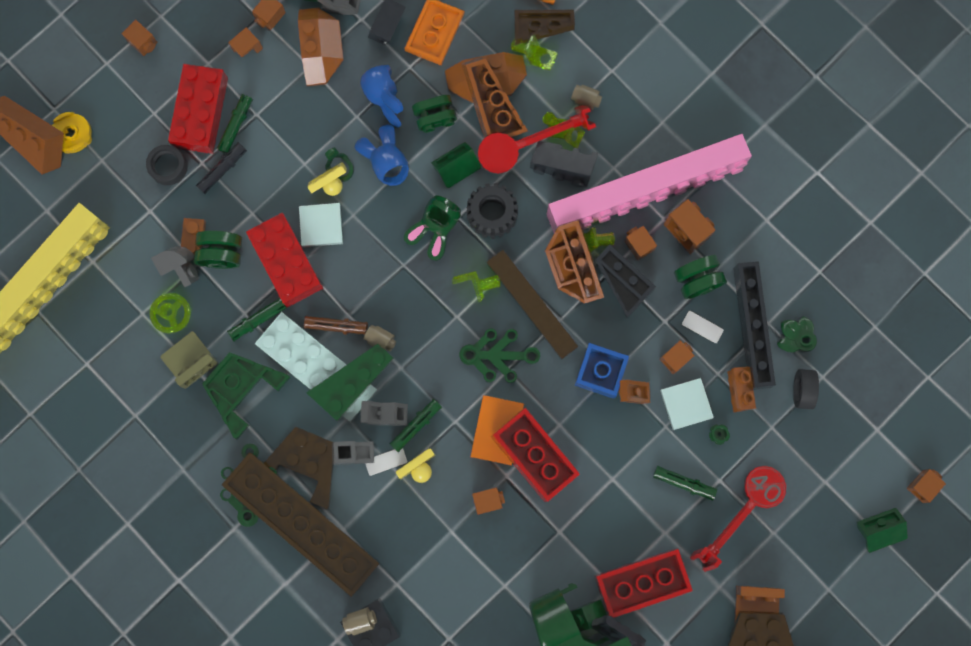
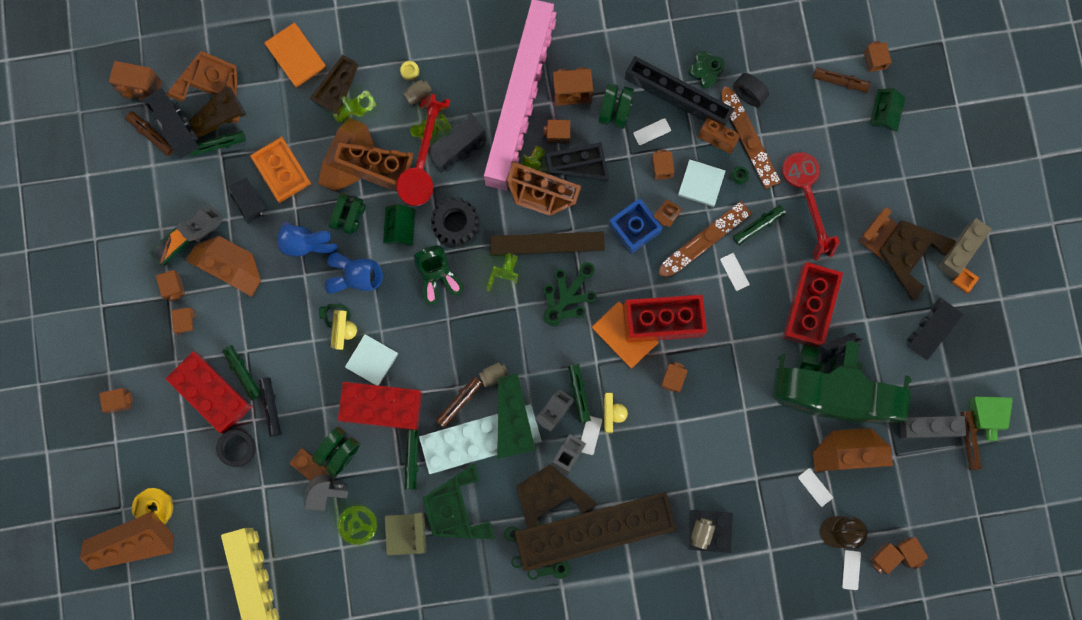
camera: 55 degrees left, 0 degrees up
(602, 76) = (409, 70): none -> light yellow tile
(626, 490) = (734, 271): none -> white sticker
(636, 443) = (704, 240): none -> dark orange piece
(760, 420) = (750, 140): none -> dark orange piece
(879, 467) = (842, 80): none -> reddish brown pin

